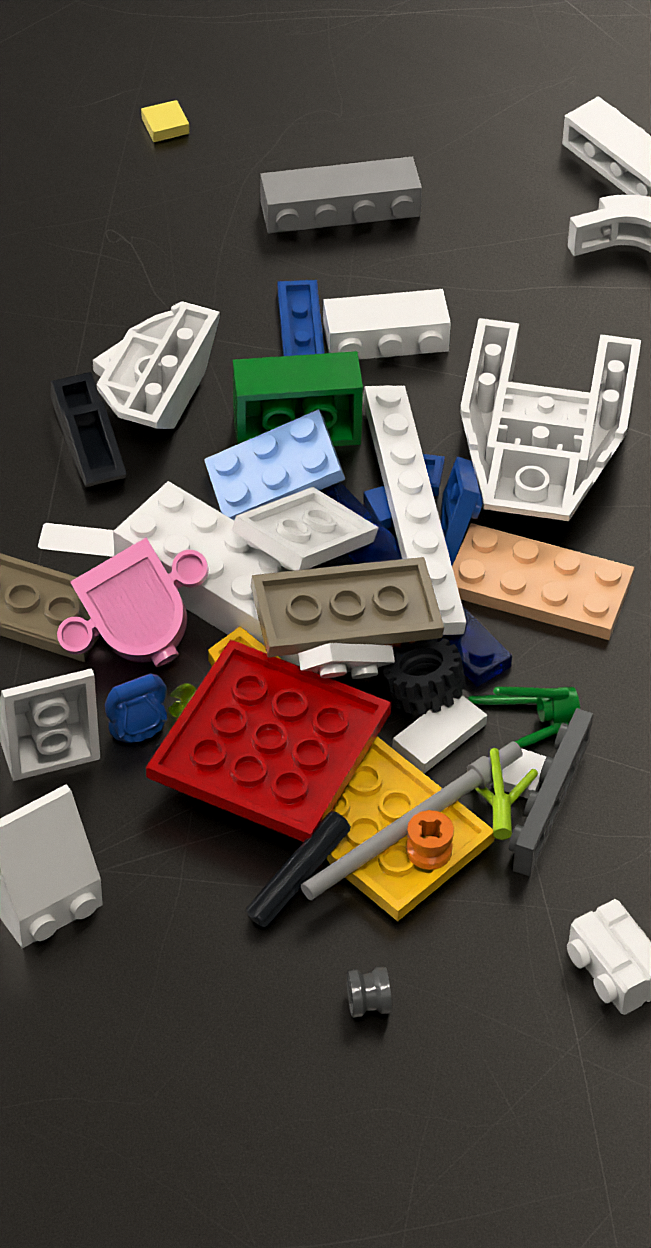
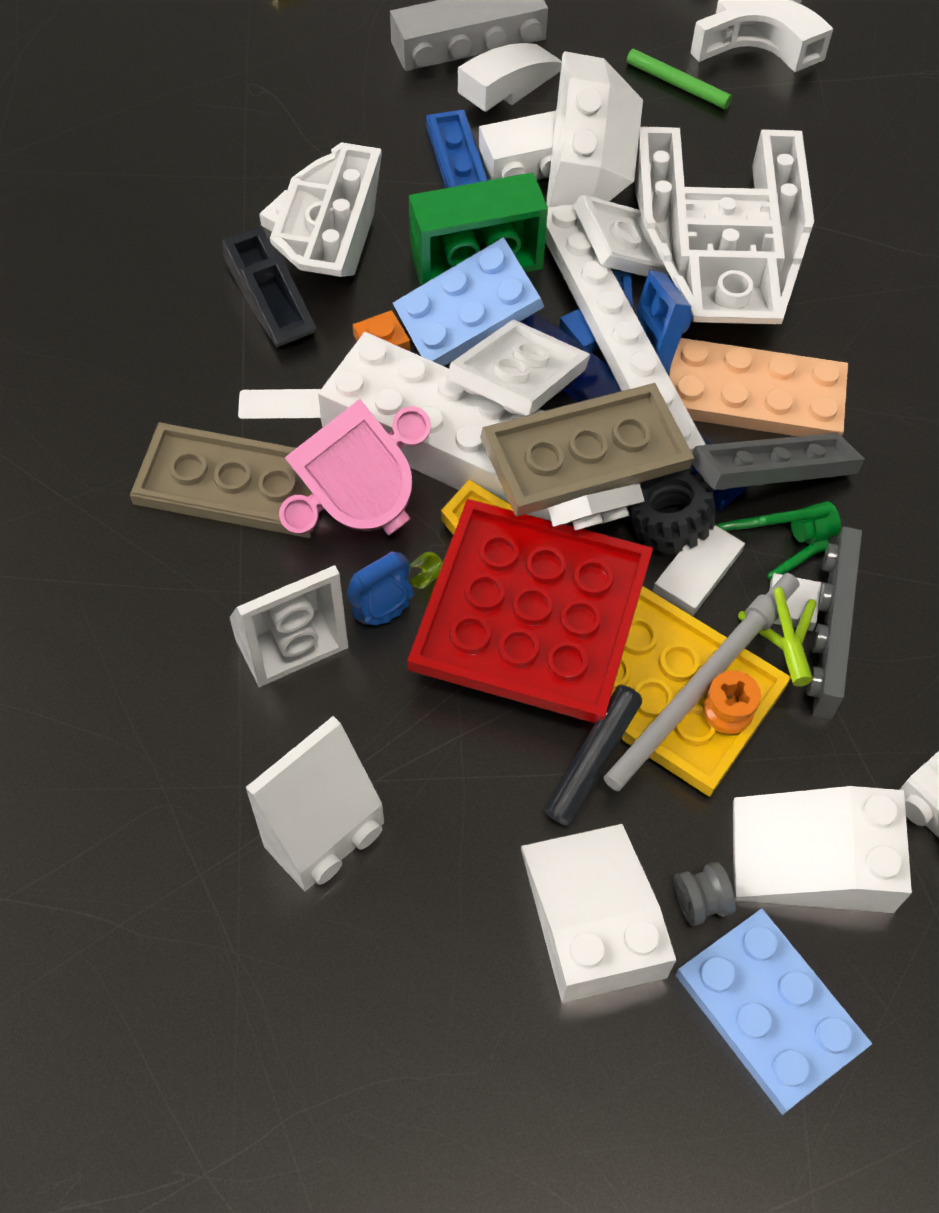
camera: 10 degrees left, 10 degrees up
(193, 482) = (385, 327): none -> orange plate
(271, 997) = (597, 913): none -> white slope
(368, 248) = (506, 74): none -> white slope
(407, 1091) = (772, 1010): none -> light blue plate
(431, 322) = (593, 132): none -> white wedge
(433, 420) = (618, 236): none -> white tile
(484, 972) = (823, 849): none -> white slope
(531, 643) = (776, 460): none -> dark grey plate
(546, 272) = (679, 79): none -> bright green bar

